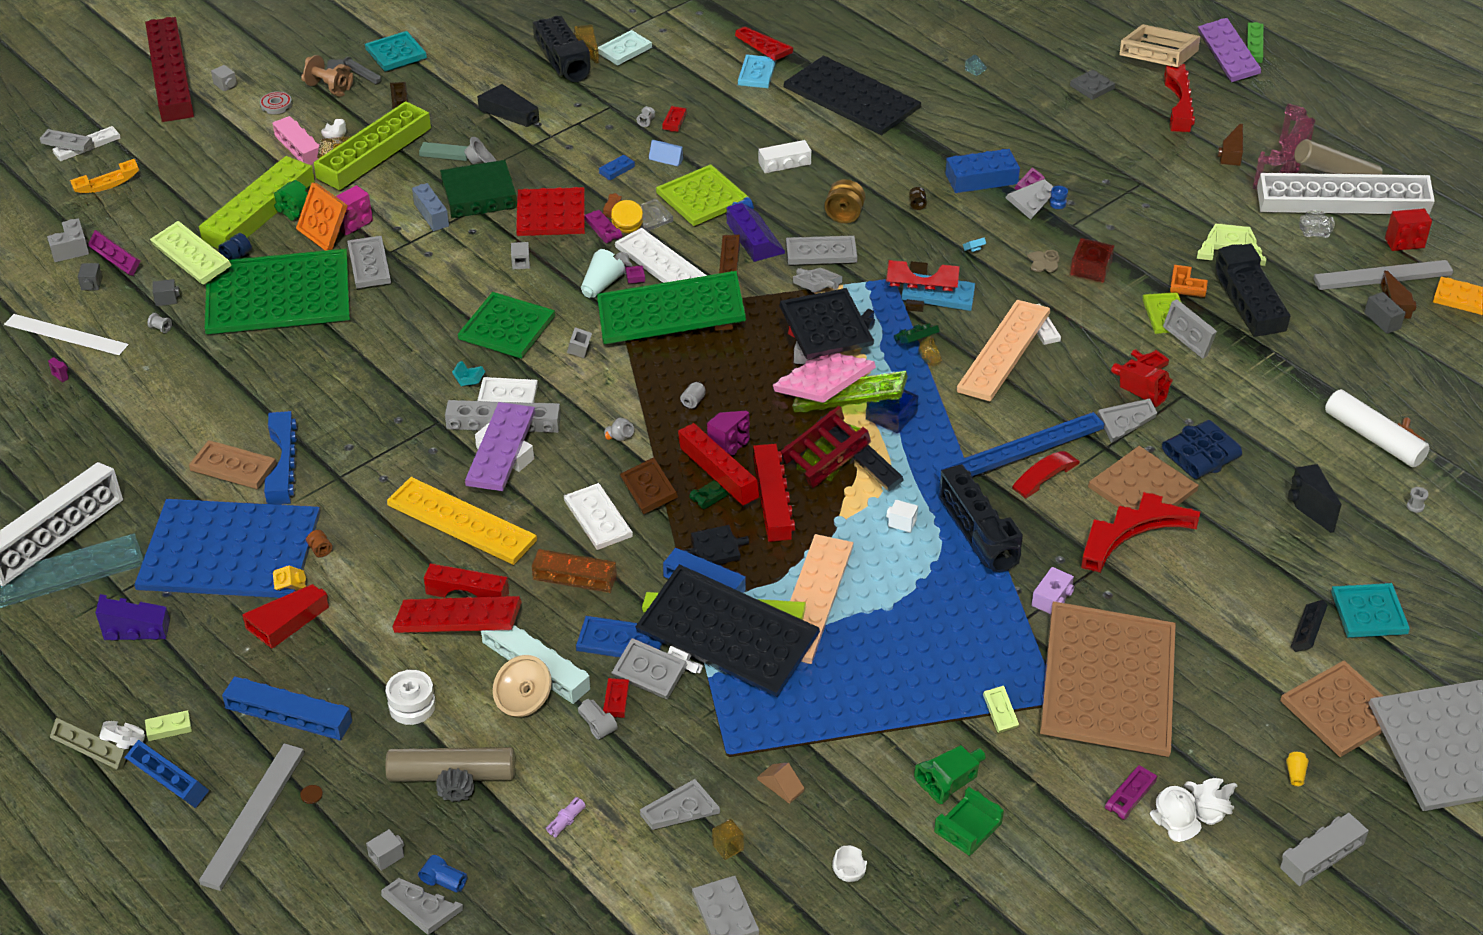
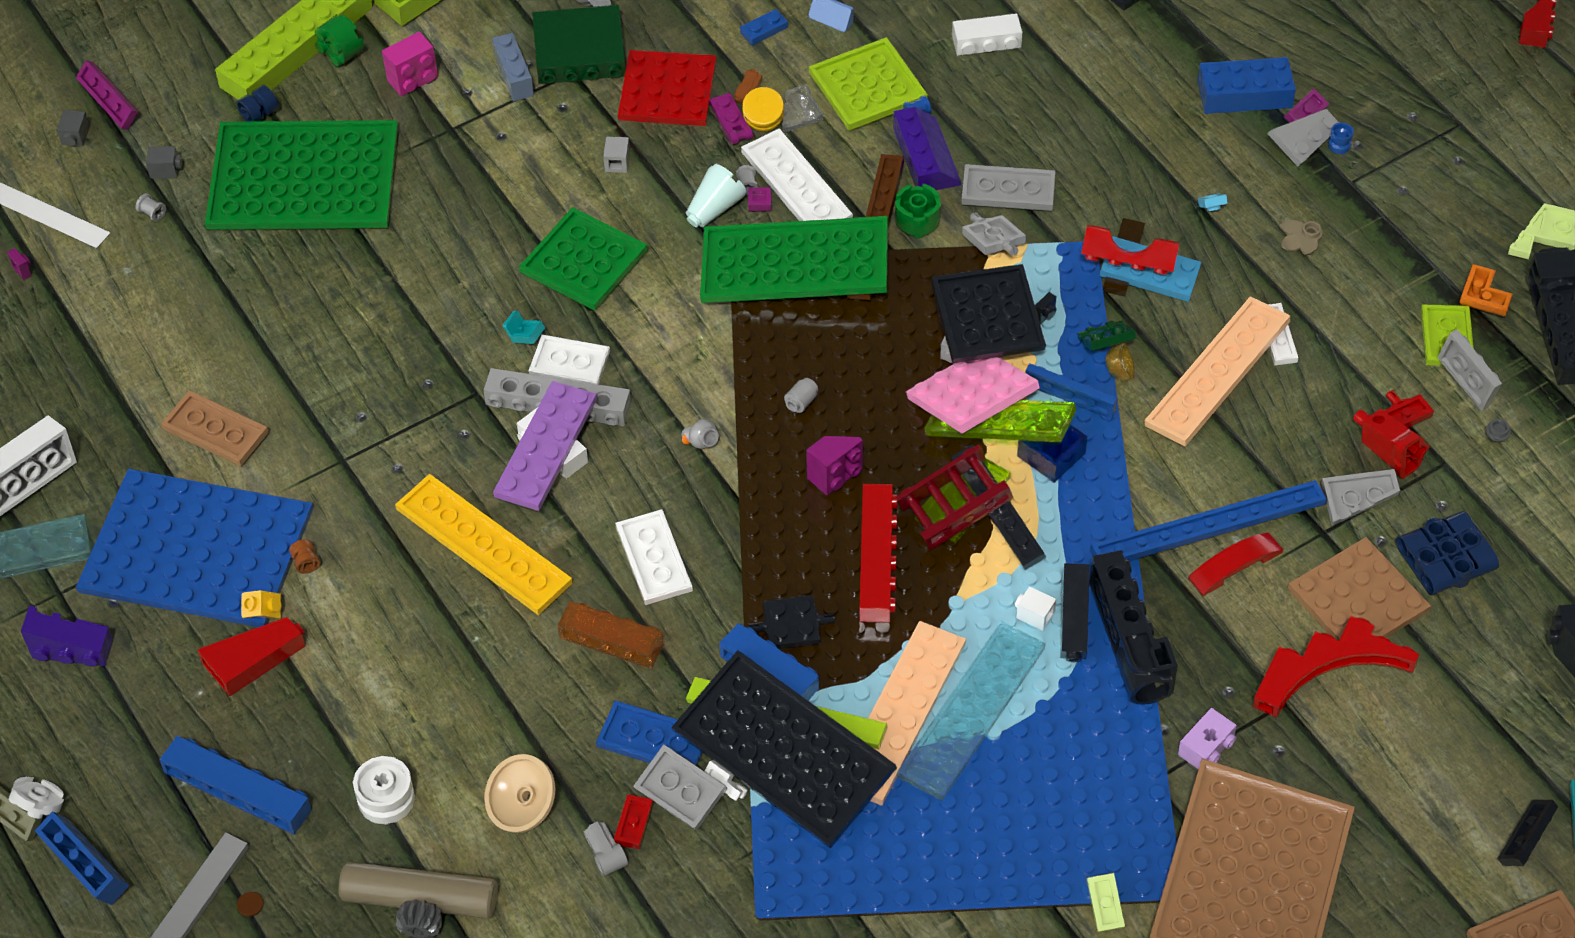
camera: 10 degrees right, 10 degrees up
(69, 243) = (54, 75): light grey brick -> none
(168, 725) = (93, 788): yellowish green plate -> none
(190, 252) = (200, 106): yellowish green plate -> none
(278, 483) = (266, 464): blue arch -> none
(321, 216) = (370, 72): orange plate -> none
(369, 262) = (423, 142): light grey plate -> none
(442, 579) = (498, 646): red arch -> none
(457, 614) = (457, 681): red plate -> none
(566, 678) = (526, 736): light aqua brick -> none
(579, 342) = (669, 299): light grey brick -> none
(648, 485) = (723, 522): reddish brown plate -> none
(708, 494) = (807, 539): dark green plate -> none
(718, 464) = (813, 506): red brick -> none
(757, 269) = (917, 210): none -> green brick
(844, 201) = (1051, 118): pearl gold wheel -> none
(867, 590) = (971, 711): none -> clear light blue plate
(916, 375) = (1073, 391): none -> blue plate
(917, 198) = (1151, 120): dark brown wheel -> none
(933, 512) = (1074, 611): none -> black slope
(1092, 260) = (1363, 245): clear red brick -> none
(1219, 368) = (1498, 430): none -> dark grey plate

